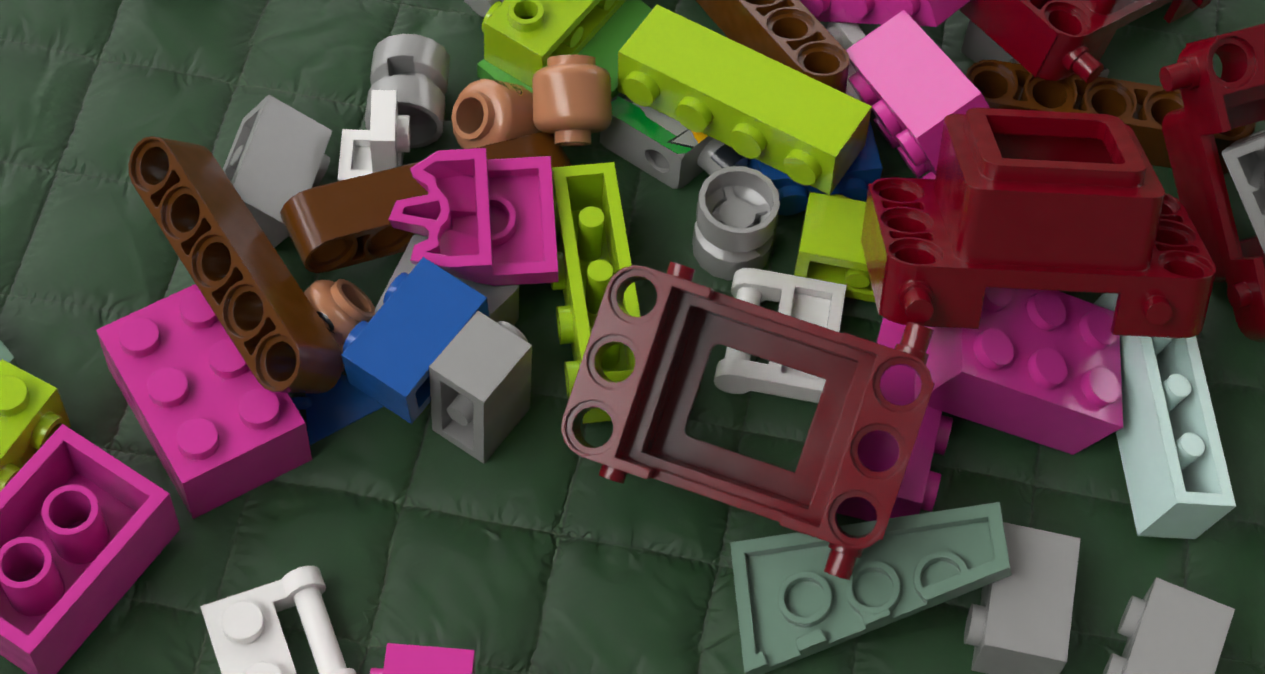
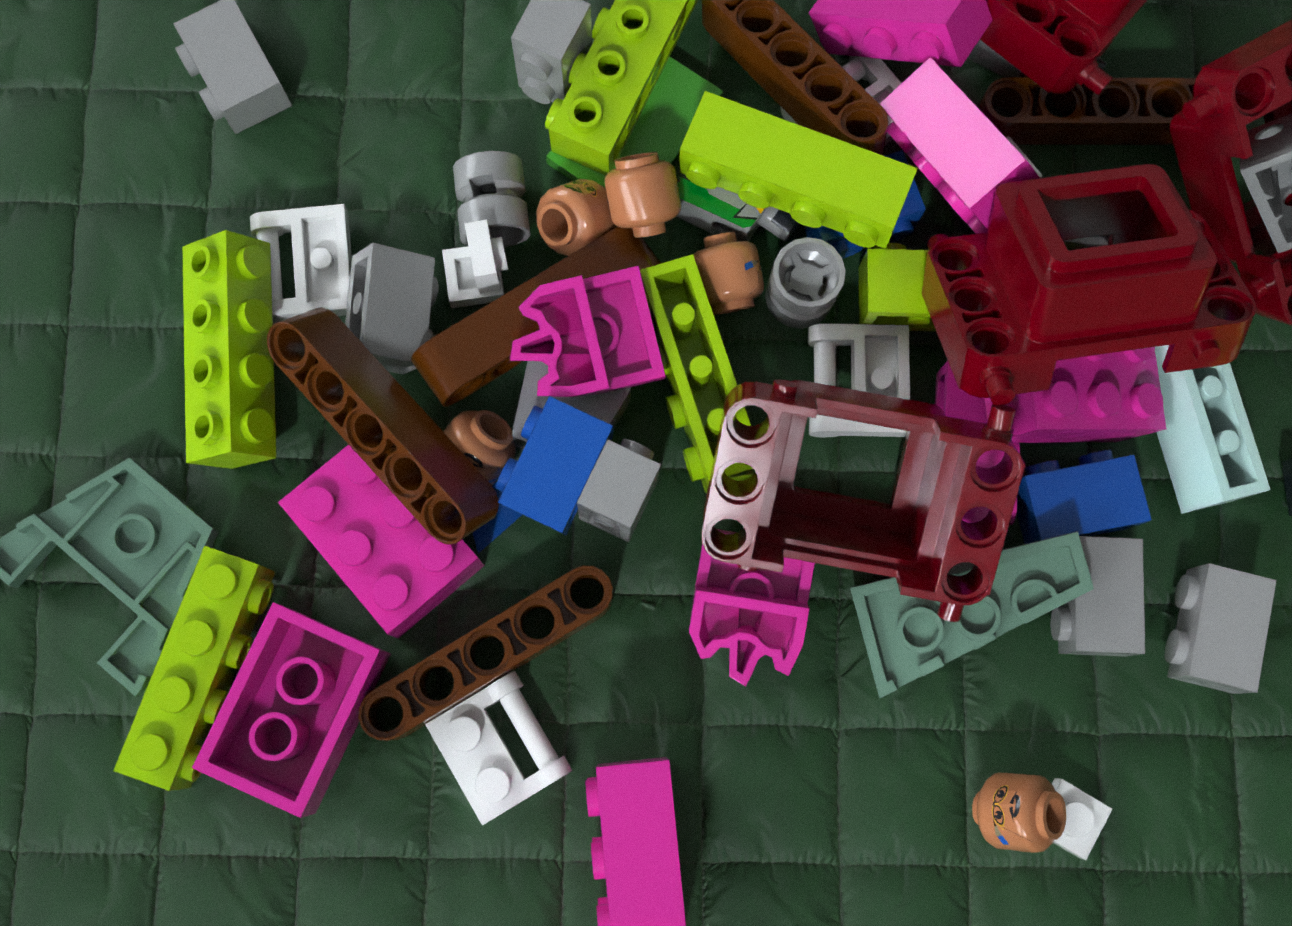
camera: 10 degrees left, 20 degrees up
(81, 187) = (227, 351): none -> lime brick
(208, 110) = (319, 257): none -> white plate
(313, 514) = (459, 656): none -> reddish brown beam
(611, 539) = (750, 613): none -> dark pink plate
(654, 203) = (729, 272): none -> nougat head
(1034, 485) = (1088, 498): none -> blue brick

